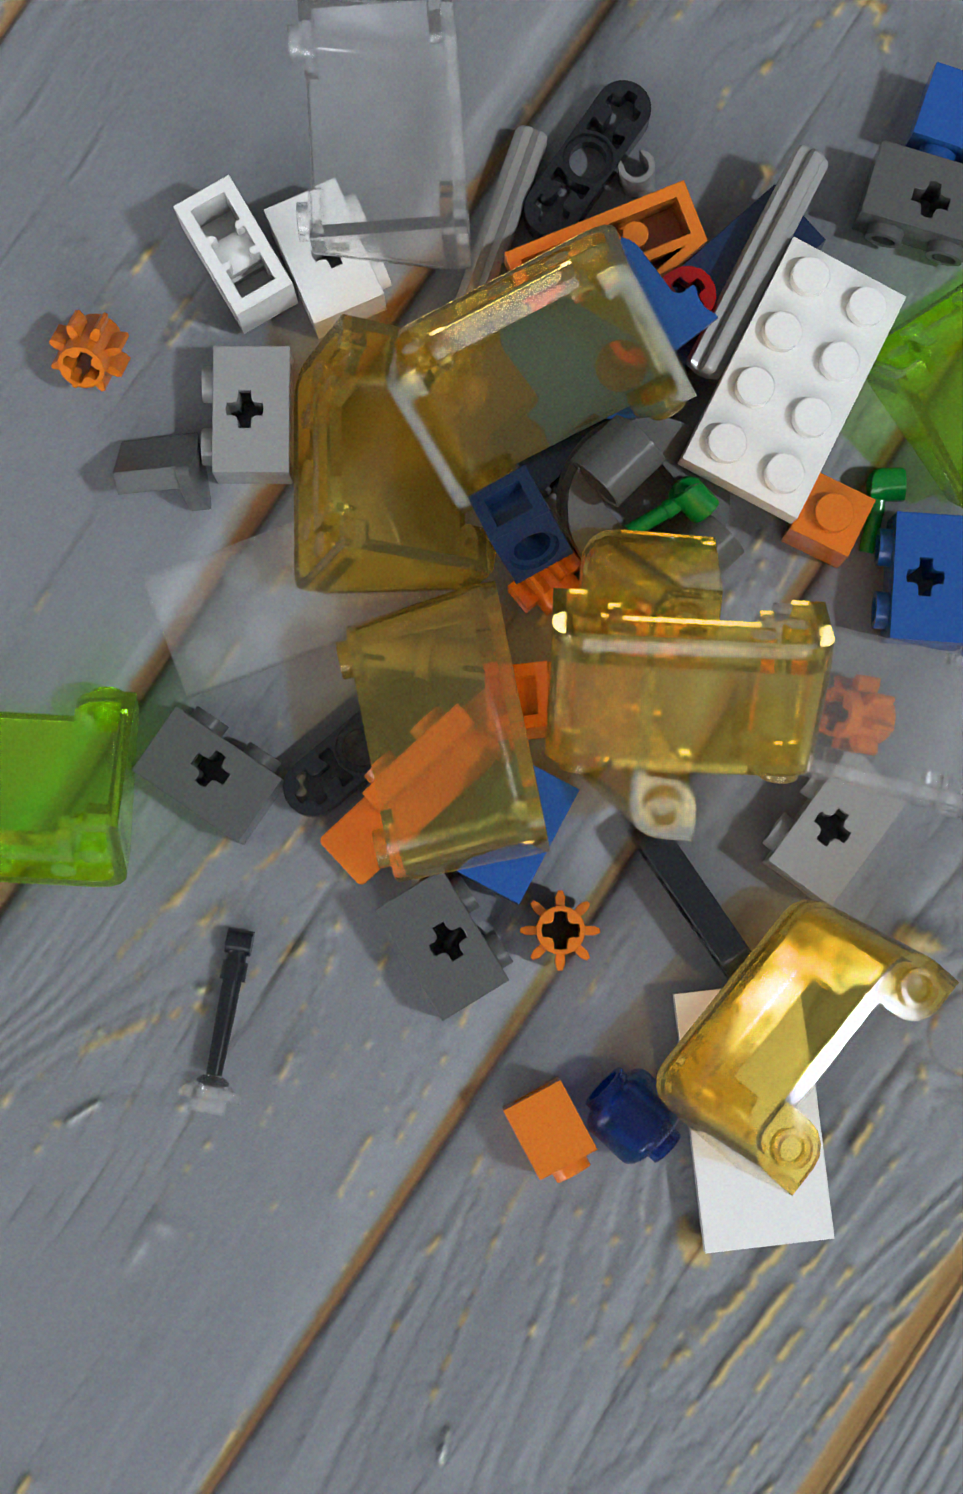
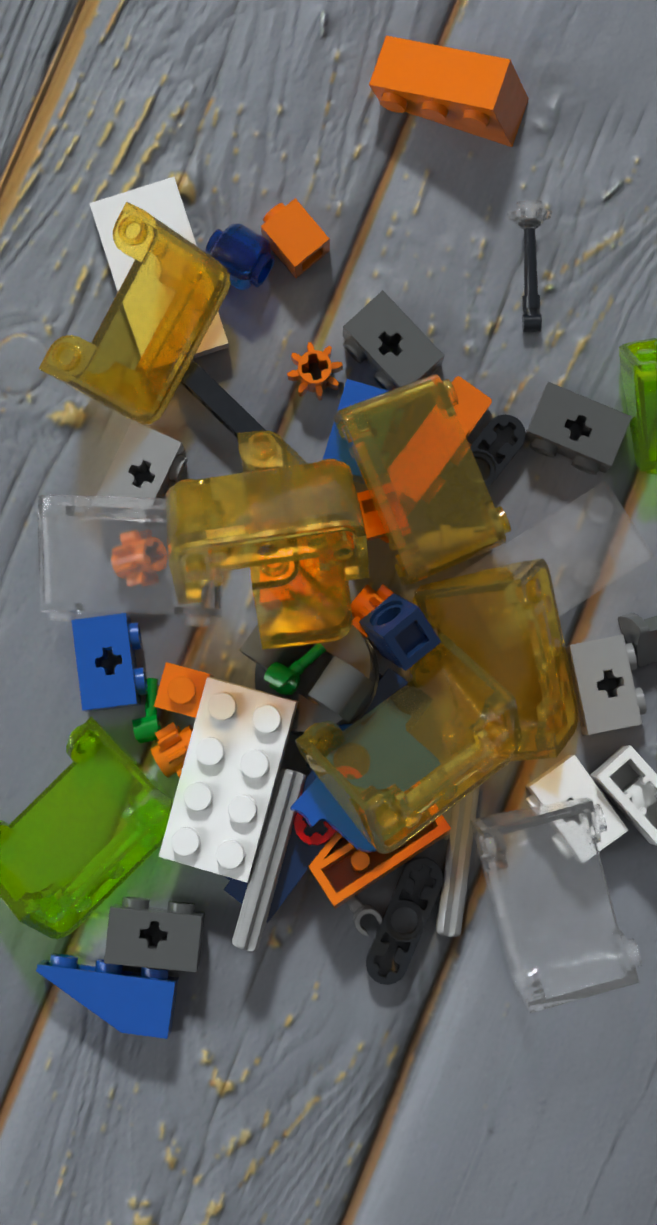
camera: 170 degrees right, 0 degrees up
(285, 1302) = (451, 88): none -> orange wedge
(858, 444) = (171, 748): none -> orange gear

